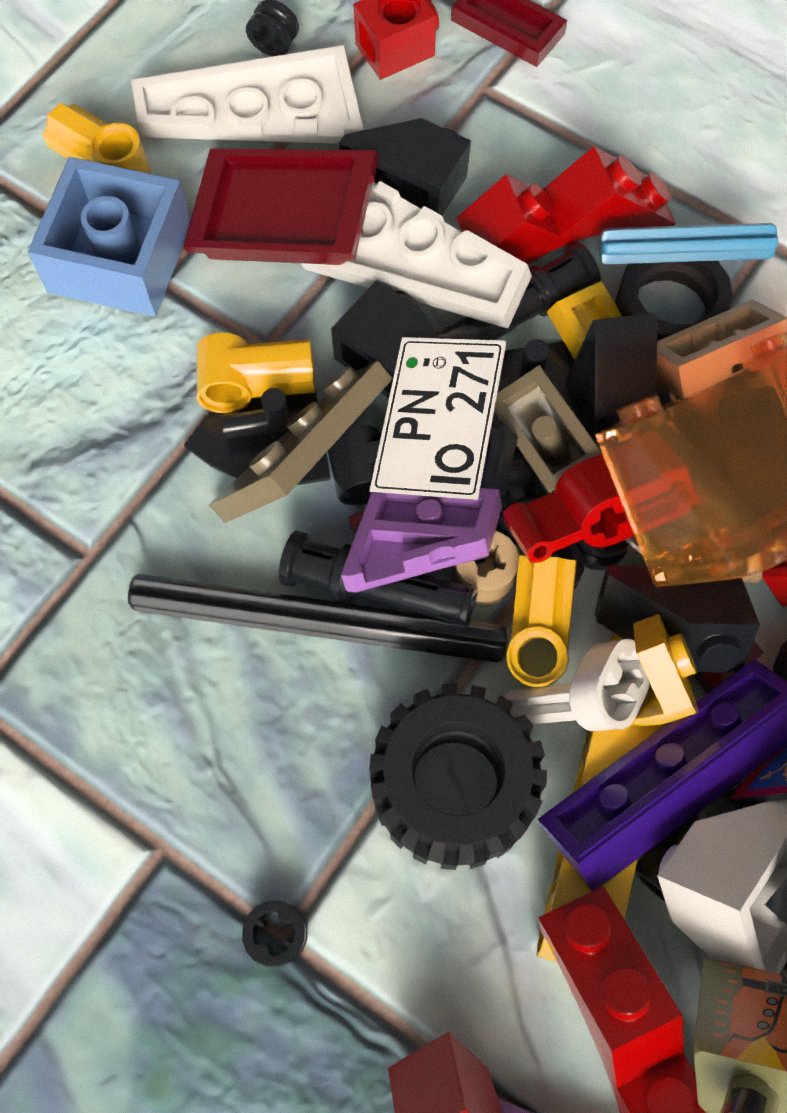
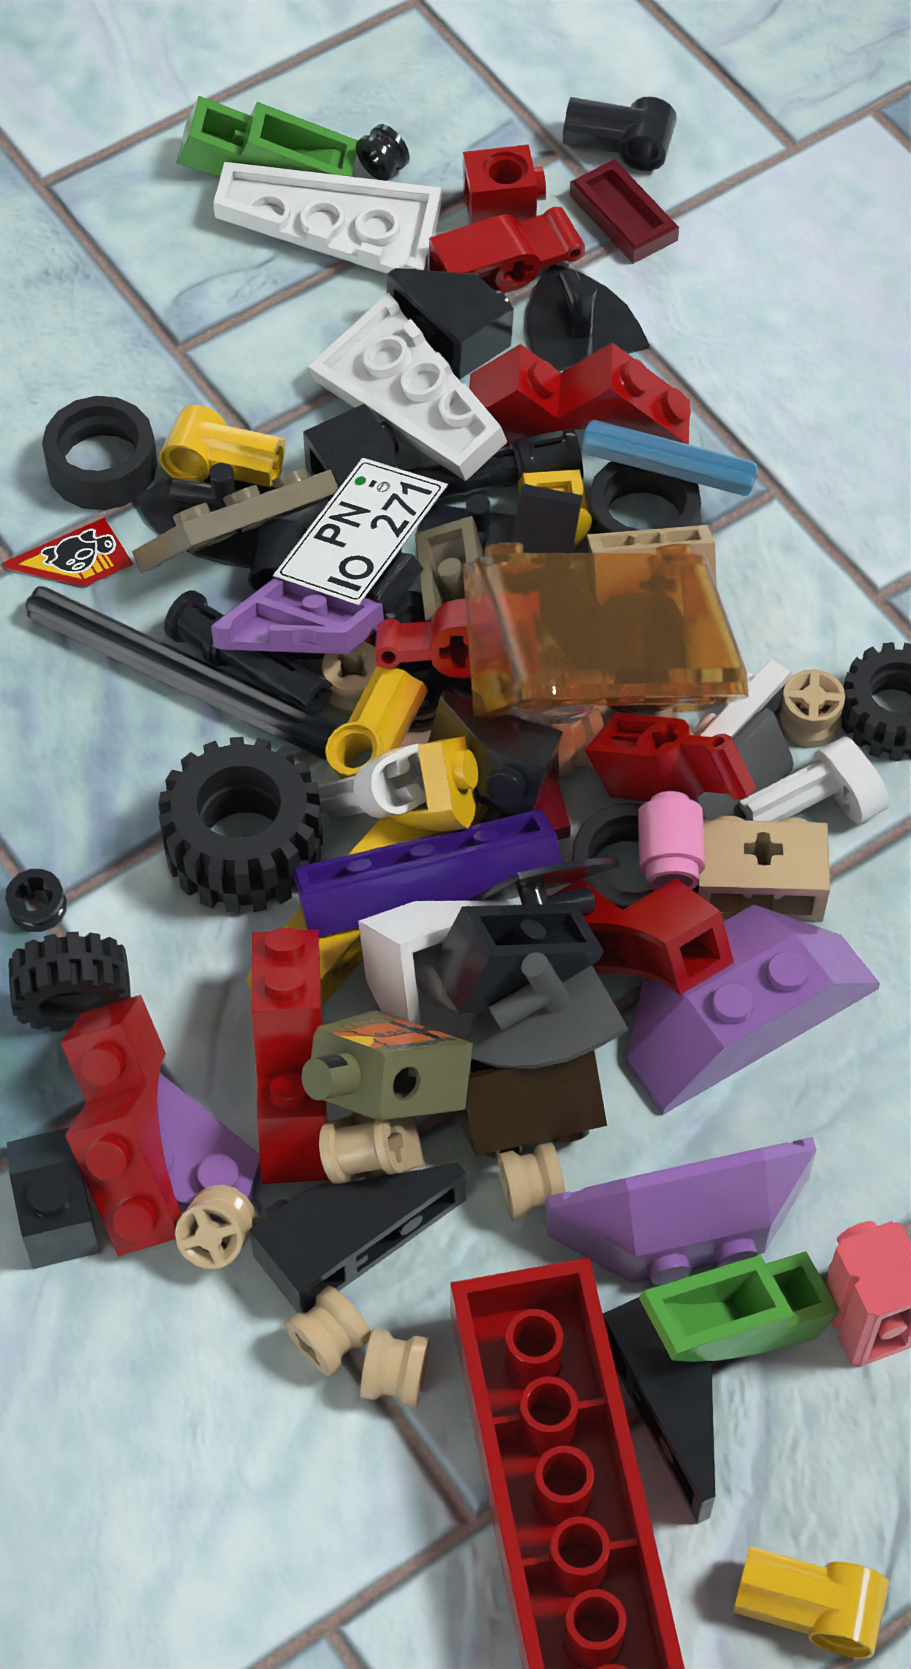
camera: 20 degrees right, 10 degrees down
(84, 136) = (170, 217): yellow piece -> none
(111, 236) = (143, 296): medium blue brick -> none
(123, 372) = (93, 418): none -> black tyre
(152, 527) = (76, 557): none -> sticker
(158, 45) = (261, 139): none -> bright green slope
(282, 205) = (311, 314): dark red piece -> none
(363, 1043) = (66, 977): none -> black tyre
(428, 85) = (507, 251): none -> red piece
(517, 133) = (577, 317): none -> black shield

